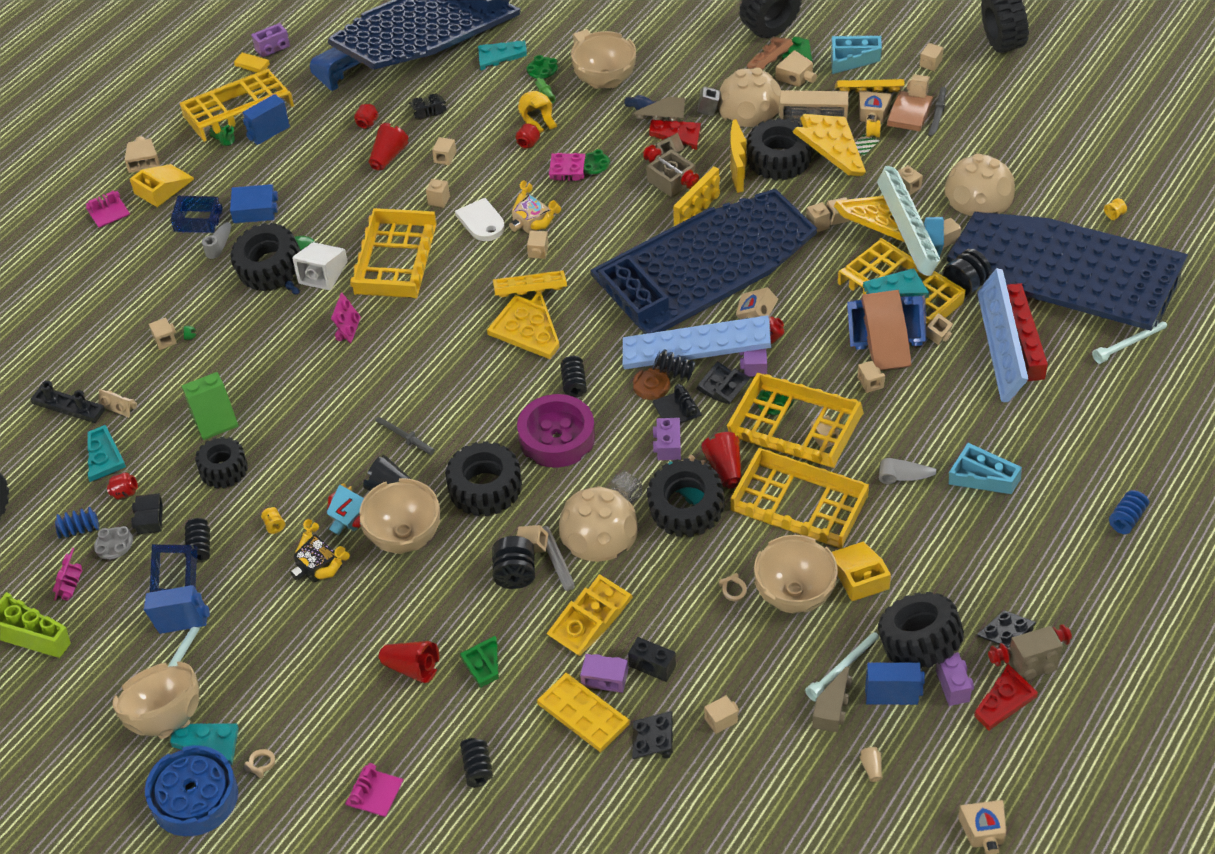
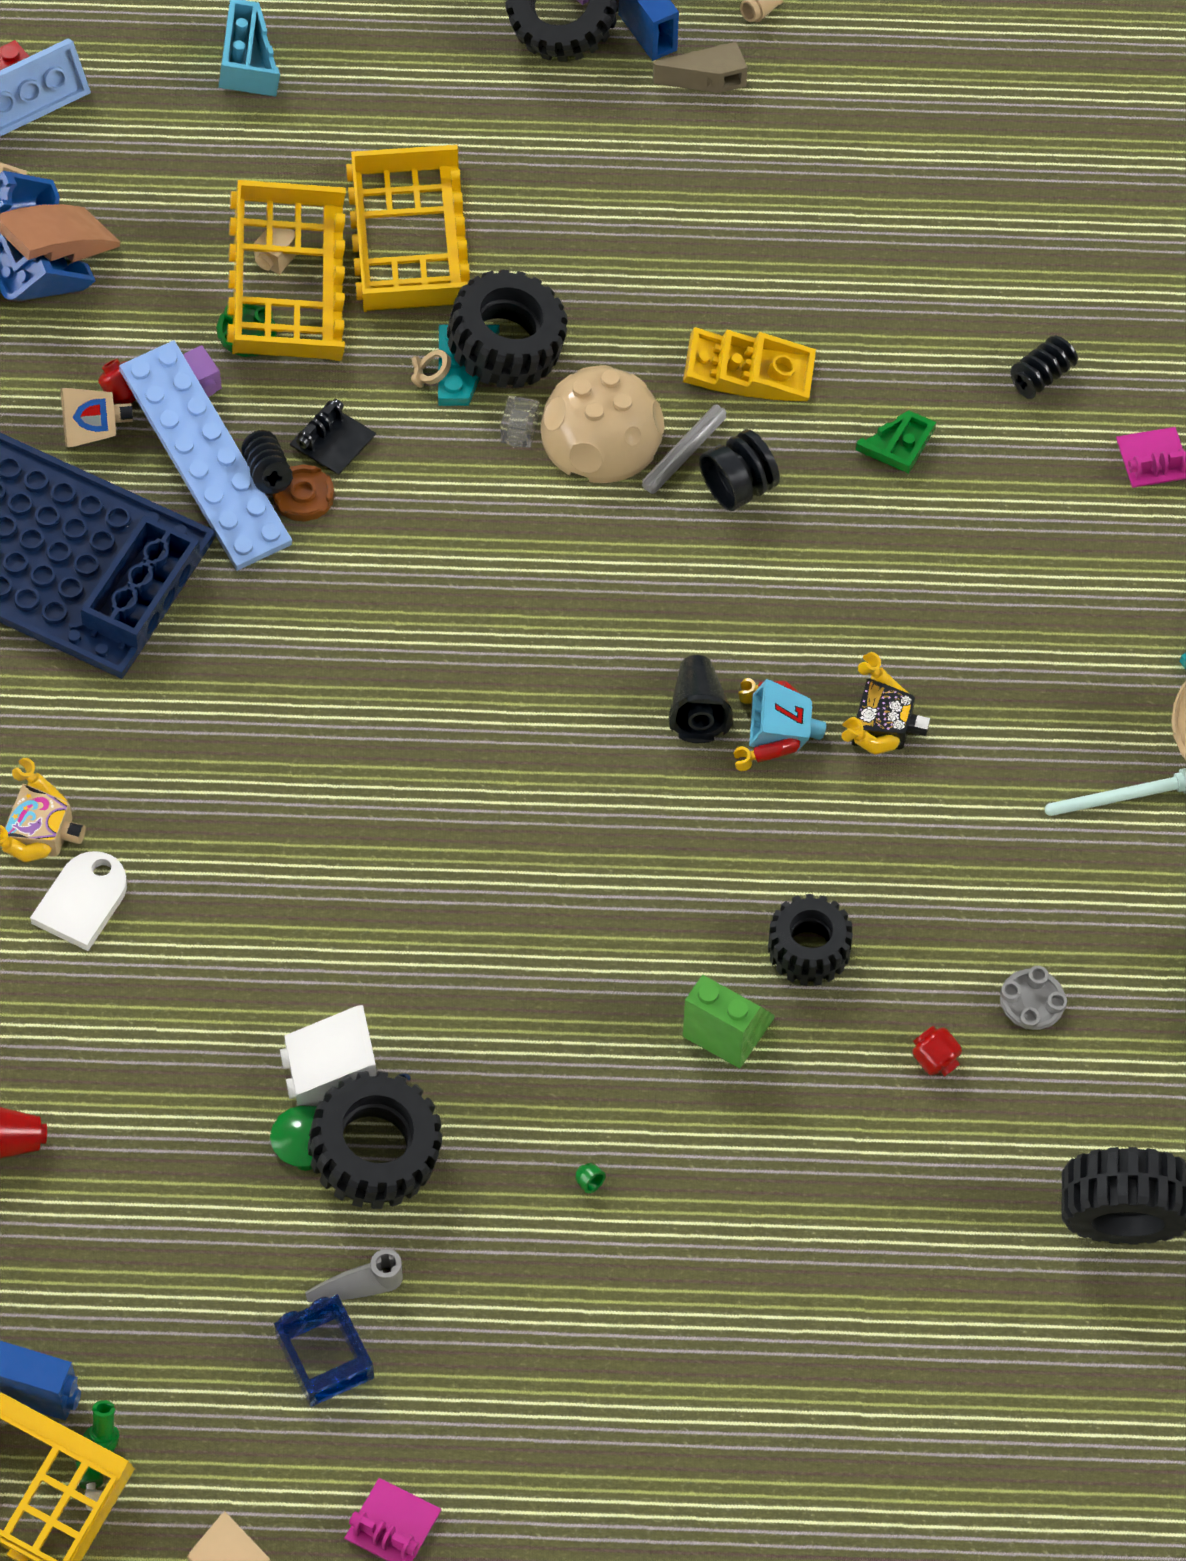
camera: 125 degrees left, 10 degrees up
(67, 578) = (1134, 1003): dark pink hinge -> none
(72, 405) = (844, 1251): black plate -> none
(76, 523) = (1040, 1065): blue piece -> none
(103, 454) = (898, 1127): teal wing -> none
(116, 403) = (790, 1169): tan hinge -> none
(148, 513) = (957, 983): black brick -> none
(159, 183) = (279, 1465): yellow slope -> none
(163, 333) = (617, 1209): tan brick -> none
(176, 609) = (1090, 810): blue brick -> none
(191, 563) = (1023, 880): clear blue window -> none
(198, 534) = (959, 879): black piece -> none
(253, 203) = (245, 1272): blue brick -> none
(272, 520) = (857, 813): yellow bush -> none
(345, 319) = (445, 937): dark pink hinge -> none
(393, 287) = (221, 939): yellow window -> none
(400, 515) = (767, 620): tan rock -> none
(410, 438) = (596, 734): dark grey sword -> none
(411, 659) = (959, 508): red cone -> none
(438, 193) = (63, 988): tan brick -> none
(487, 497) = (620, 551): black tyre -> none
(526, 326) = (285, 702): yellow wing -> none
(533, 282) = (201, 735): yellow plate -> none
(536, 535) = (683, 477): tan brick -> none
(537, 244) = (104, 776): tan brick -> none
(551, 415) = (480, 525): magenta brick -> none
(573, 376) = (359, 579): black piece -> none
(583, 712) = (893, 302): yellow plate -> none
(604, 673) = (828, 299): medium lavender brick -> none
(652, 659) = (773, 264): black brick -> none
(653, 736) = (875, 218): black hinge -> none
(668, 439) = (402, 415): medium lavender brick -> none
(721, 714) = (799, 165): tan brick -> none
(722, 383) = (251, 405): black slope -> none
(723, 582) = (599, 252): tan piece -> none
(724, 457) = (399, 329): red cone -> none
(795, 573) = (563, 149): tan rock -> none
(817, 688) = (695, 93): light aqua piece -> none
(861, 571) = (491, 117): yellow slope -> none
(870, 376) = (140, 238): tan brick -> none
(902, 470) = (294, 143): light grey piece -> none

